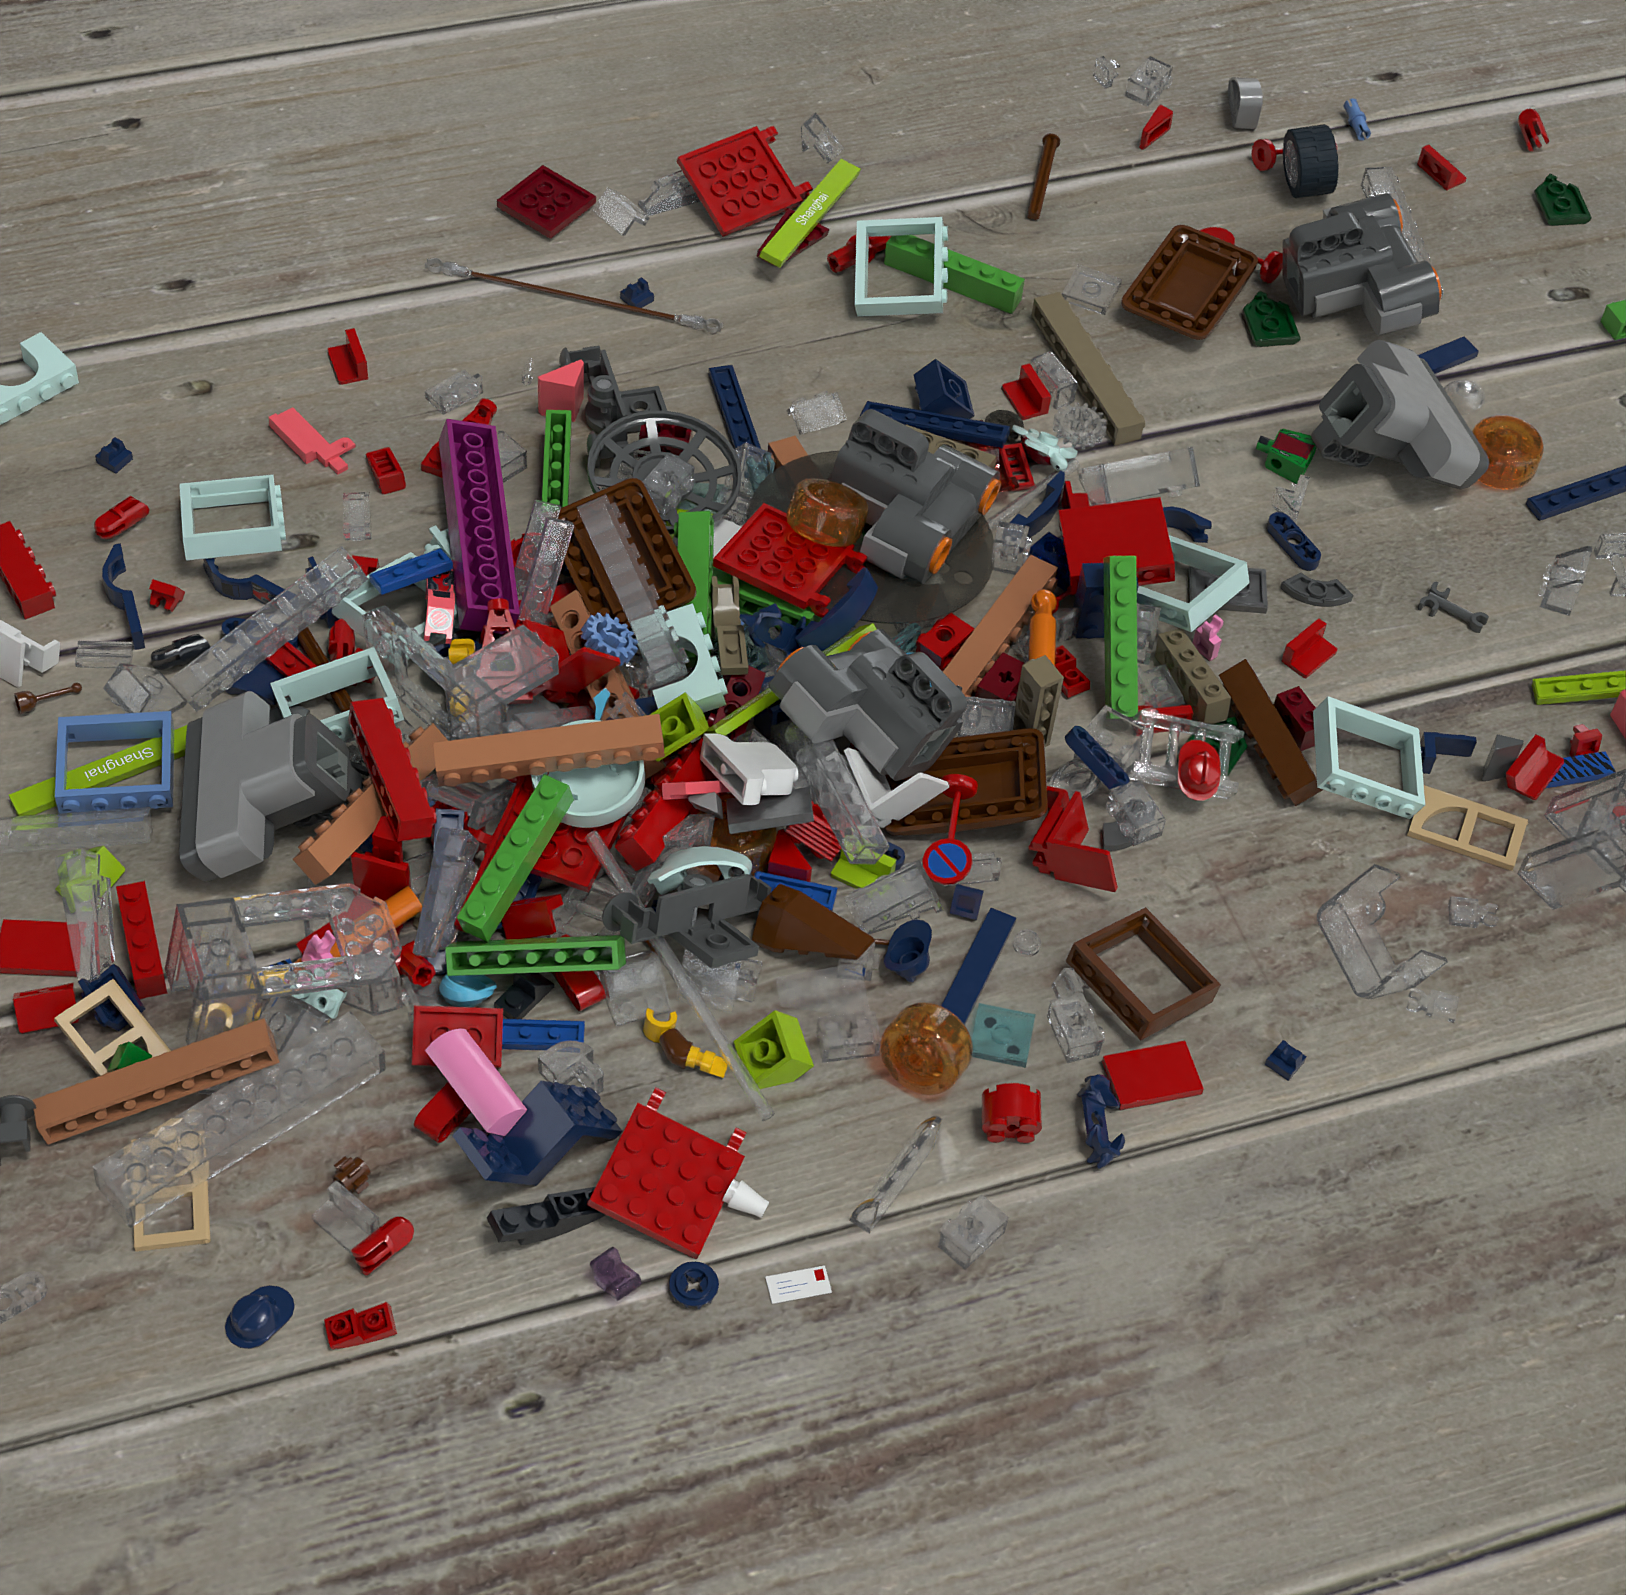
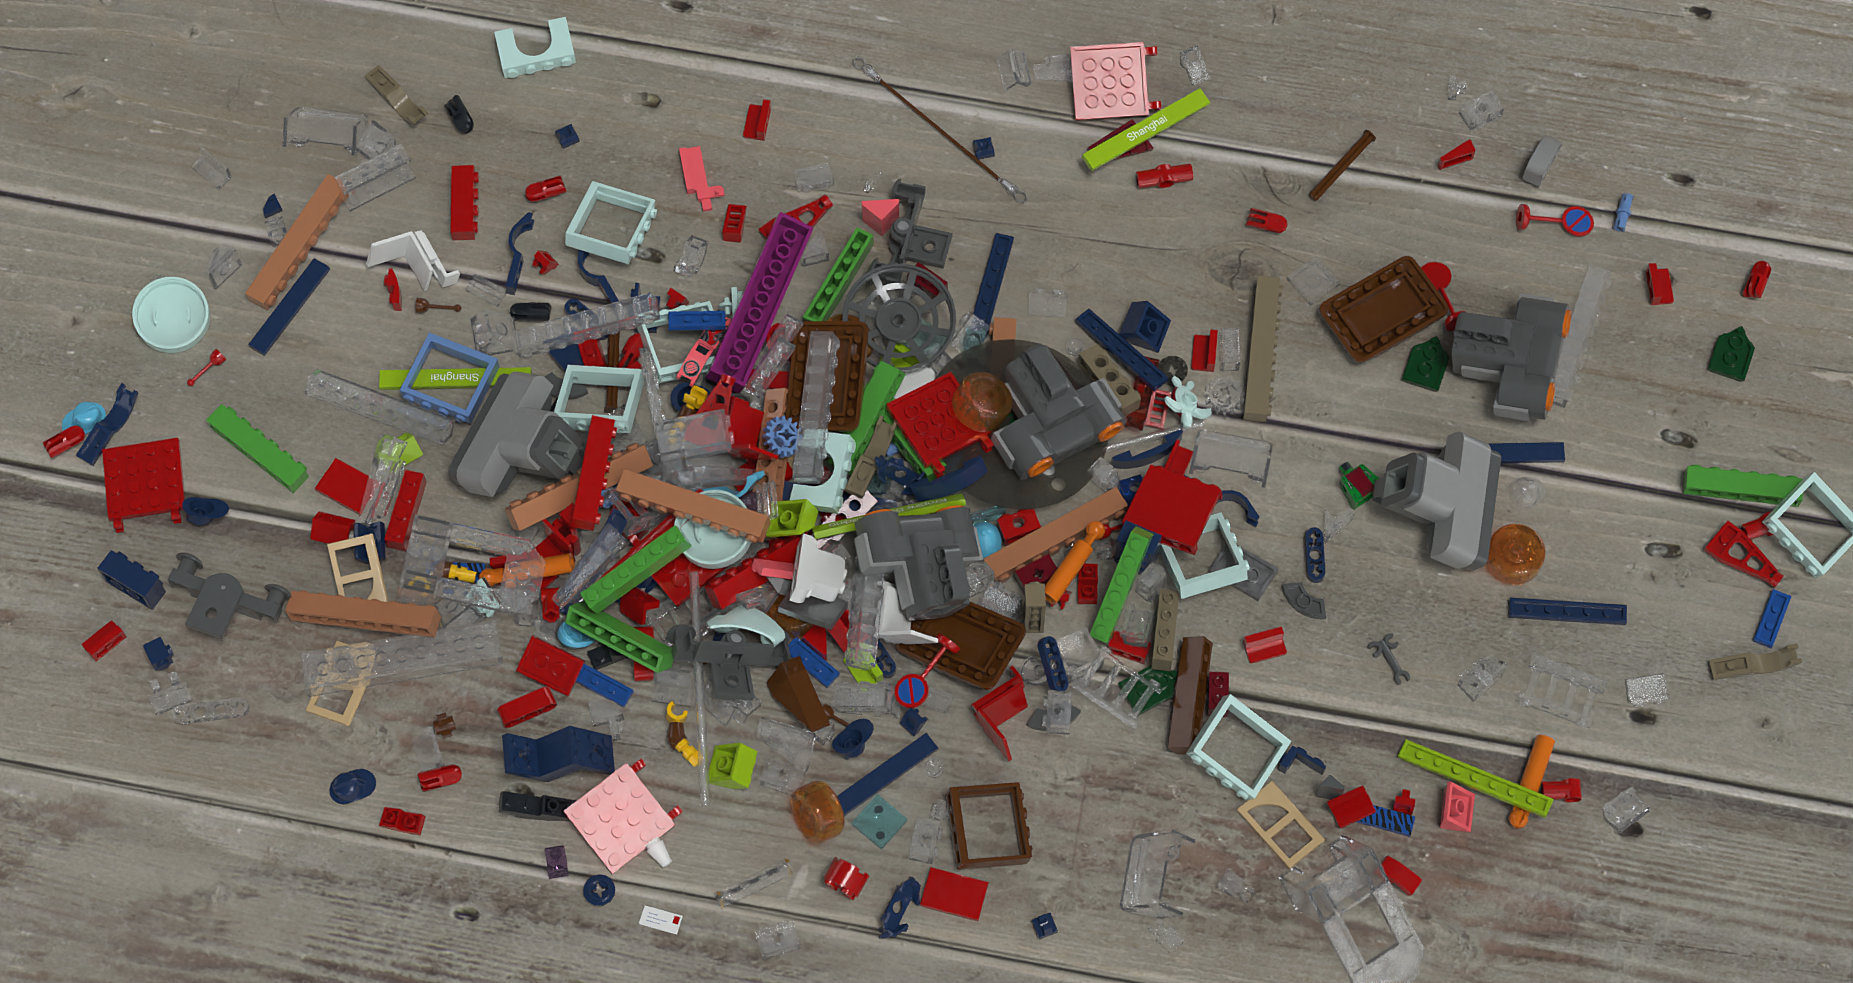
camera: 35 degrees right, 15 degrees up
(127, 1055) = (356, 589): green slope -> none
(319, 948) = (491, 576): bright pink plate -> none
(476, 1081) = (538, 704): bright pink brick -> none
(546, 201) = (966, 39): dark red plate -> none
(669, 482) = (893, 324): clear brick -> none
(904, 304) = (1149, 196): light aqua window -> none
(965, 274) = (1218, 225): bright green brick -> none
(1002, 250) = (1267, 221): none -> red arm
(1198, 770) = (1116, 702): red piece -> none
(1206, 638) = (1197, 606): bright pink plate -> none
(1310, 161) = (1545, 242): black wheel -> none

